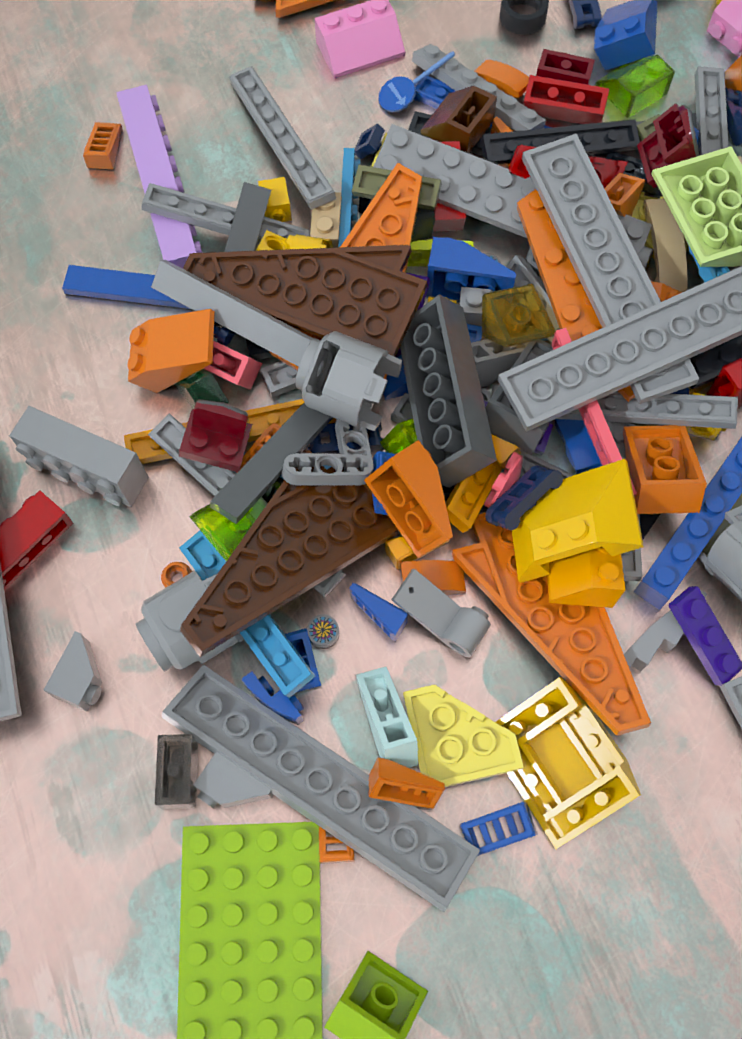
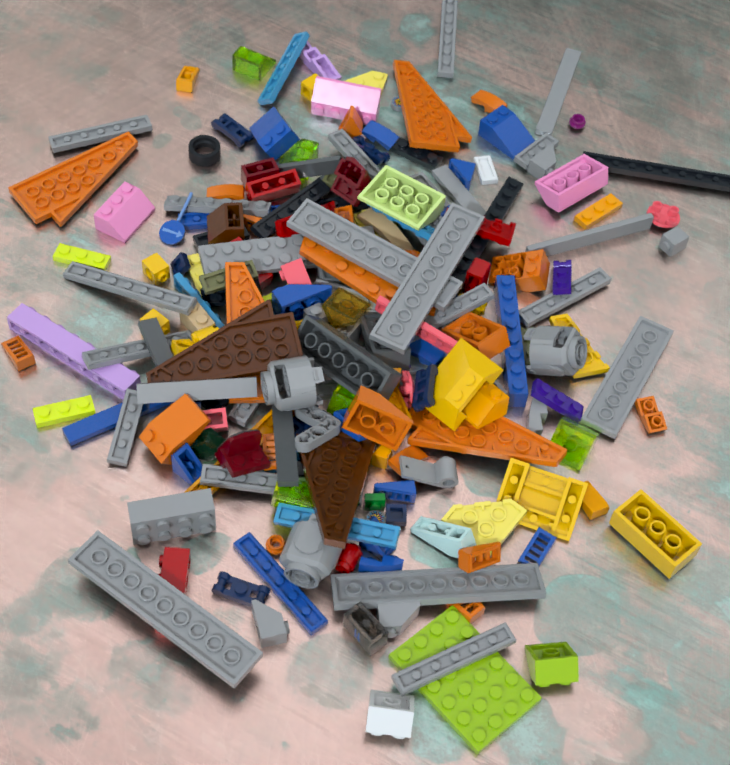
camera: 45 degrees left, 15 degrees down
(88, 606) = (240, 590): none -> dark blue plate
(91, 246) = (64, 411): none -> neon yellow plate
(114, 908) = (390, 714): none -> white slope
(124, 316) = (125, 429): none -> light grey plate
(138, 664) = (273, 576): none -> blue tile
(158, 398) = (186, 464): none -> blue slope
(239, 661) = (348, 558): none -> red brick
(250, 902) = (453, 659): none -> light grey tile
(269, 69) = (67, 254): none -> neon yellow plate
(335, 129) = (156, 269): none -> yellow brick
(338, 607) = (374, 501): none -> green plate
(352, 643) = (396, 514): none -> dark blue plate
(489, 233) = (294, 273): none -> coral slope
(634, 99) = (312, 167): none -> dark grey tile
(637, 818) = (593, 503): none -> light orange slope
(682, 710) = (576, 439): none -> clear neon green slope
(687, 941) = (655, 533): none -> yellow brick

